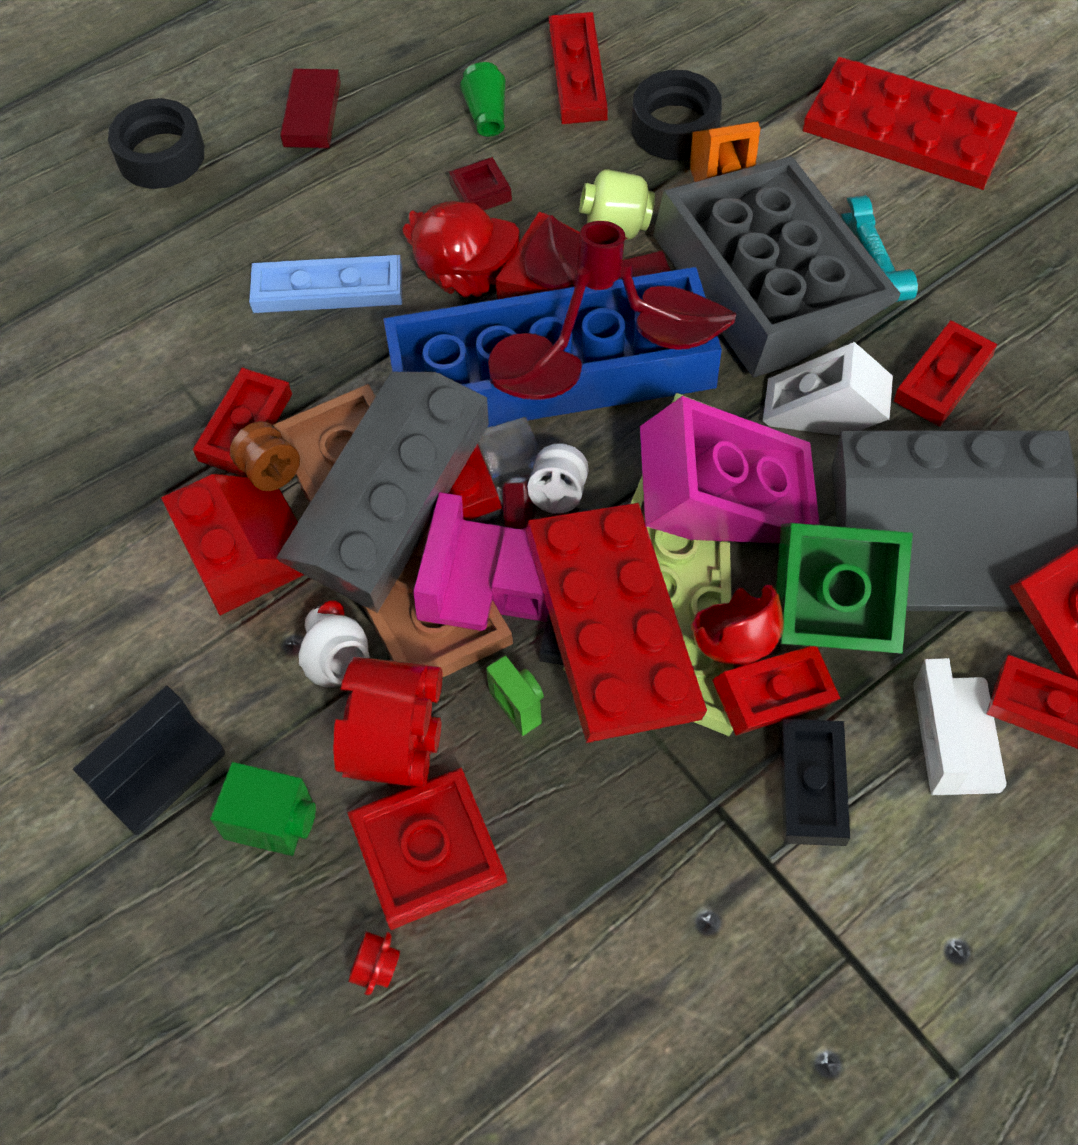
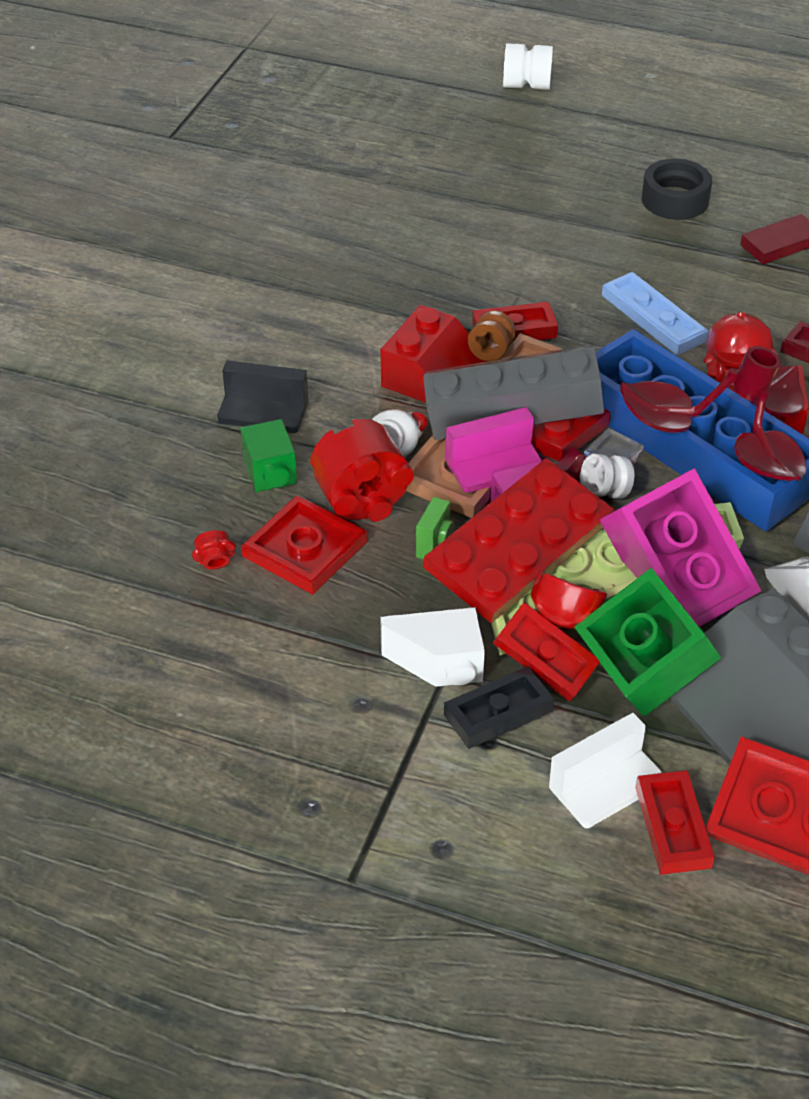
camera: 55 degrees right, 15 degrees down
(698, 792) = (436, 645): none -> white slope

